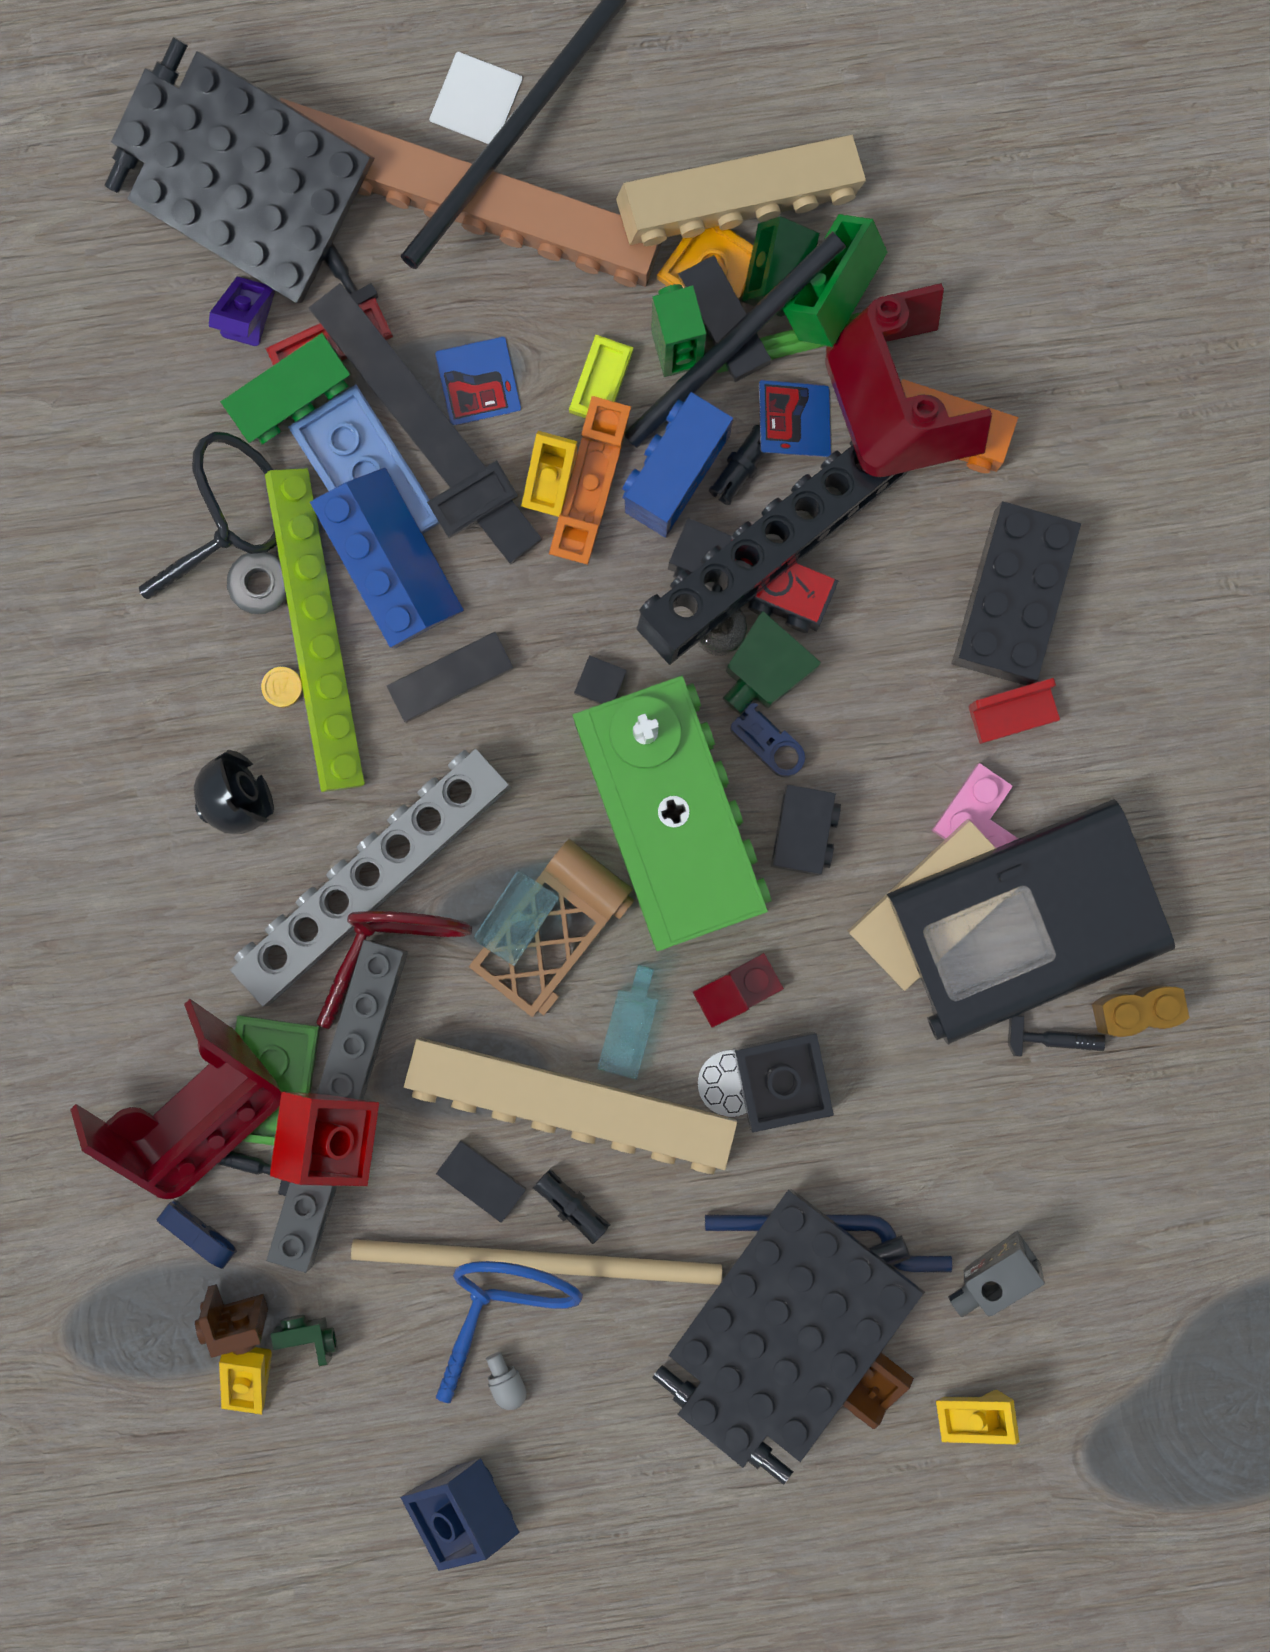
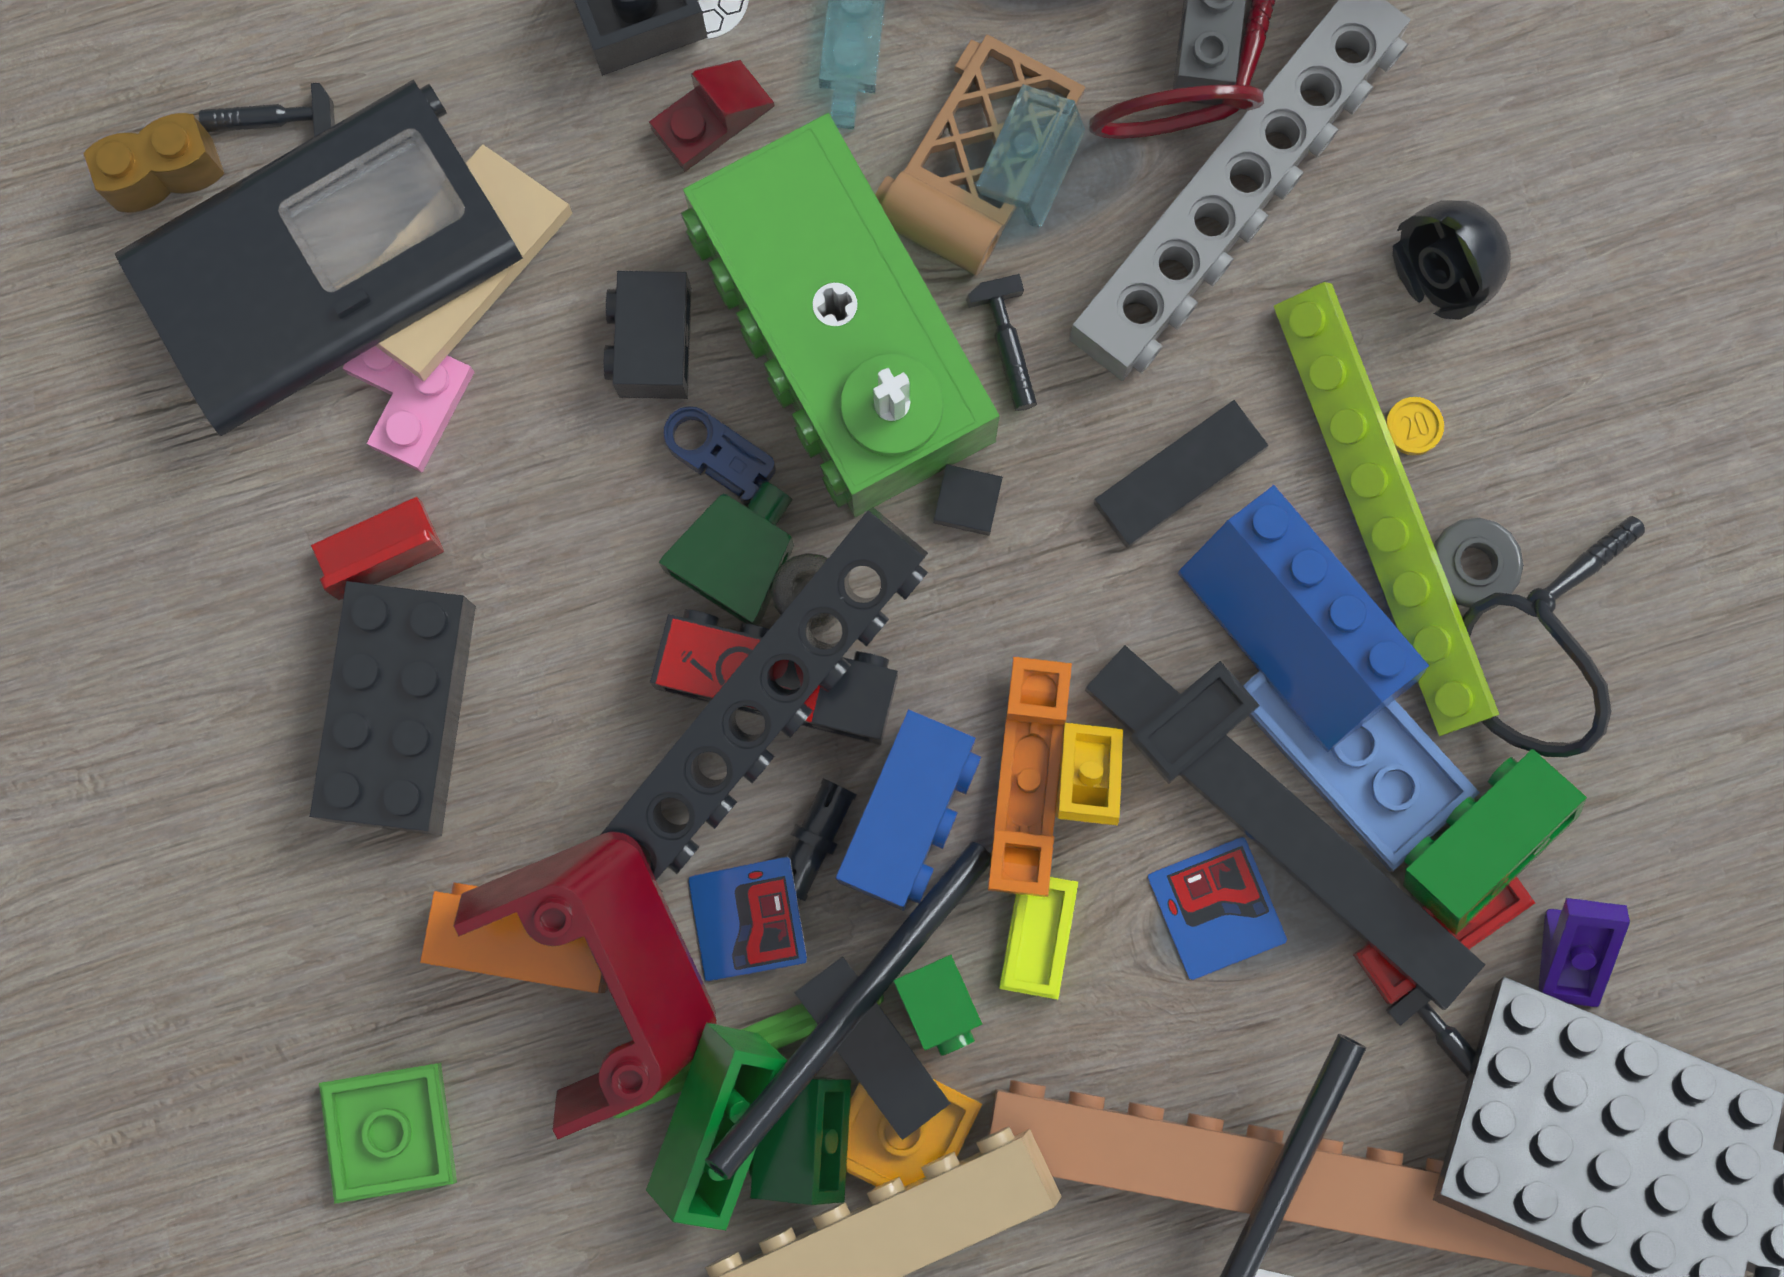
camera: 175 degrees right, 5 degrees down
(554, 793) = (1006, 336): none -> black piece
(1053, 318) = (387, 1133): none -> bright green tile

